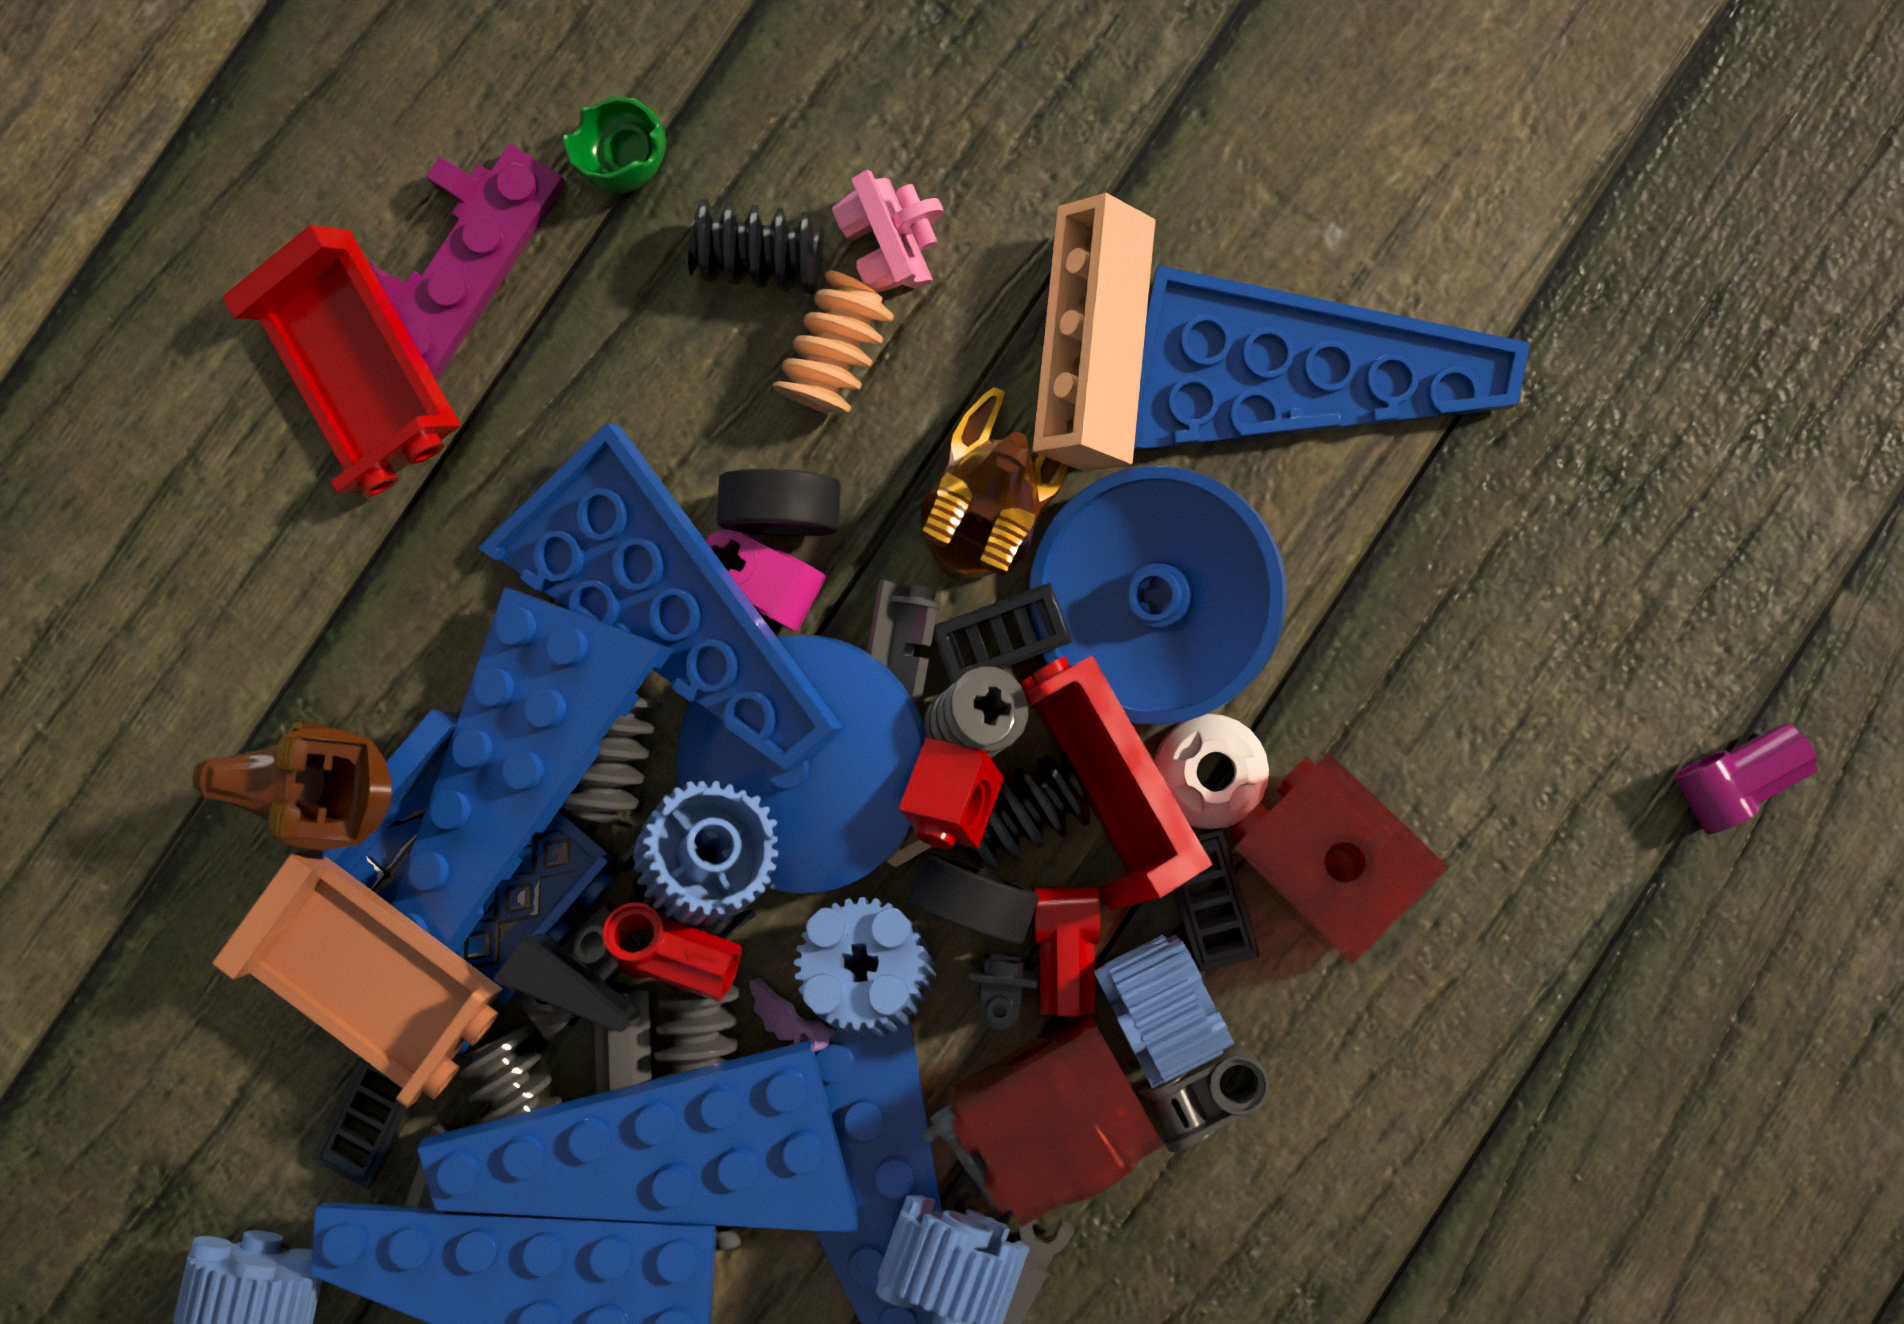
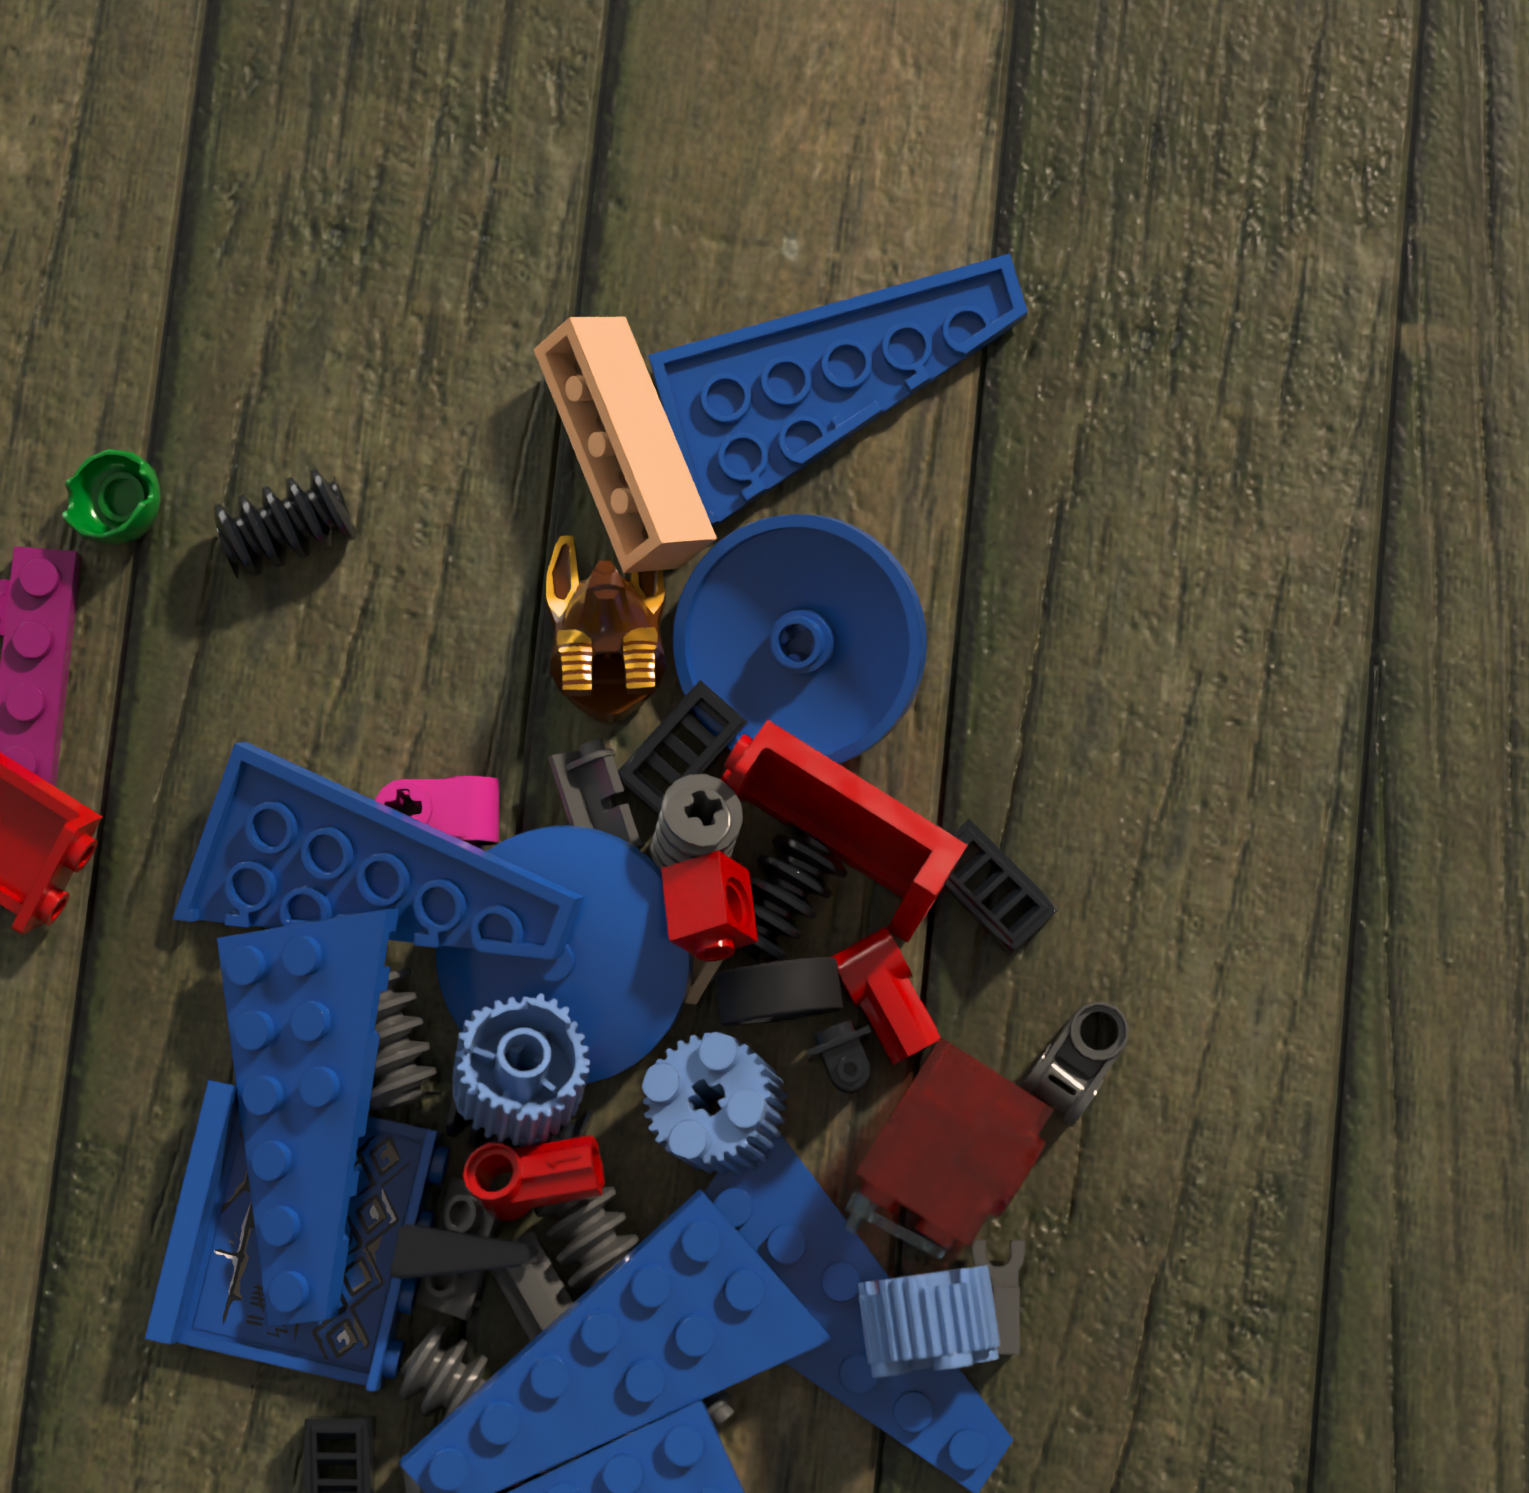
camera: 25 degrees left, 5 degrees down
(312, 787) = (137, 1198): reddish brown piece -> none
(363, 973) = (271, 1343): nougat panel -> none
(778, 502) = (423, 735): black tyre -> none
(781, 1018) = (665, 1193): lavender piece -> none
(834, 344) = (398, 573): light nougat piece -> none
(877, 209) = (374, 433): bright pink hips -> none
(1164, 1008) = (997, 998): medium blue brick -> none
(1178, 762) = (945, 805): piece -> none
(1333, 811) = (1043, 757): clear red brick -> none
(1731, 784) = (1393, 541): magenta piece -> none

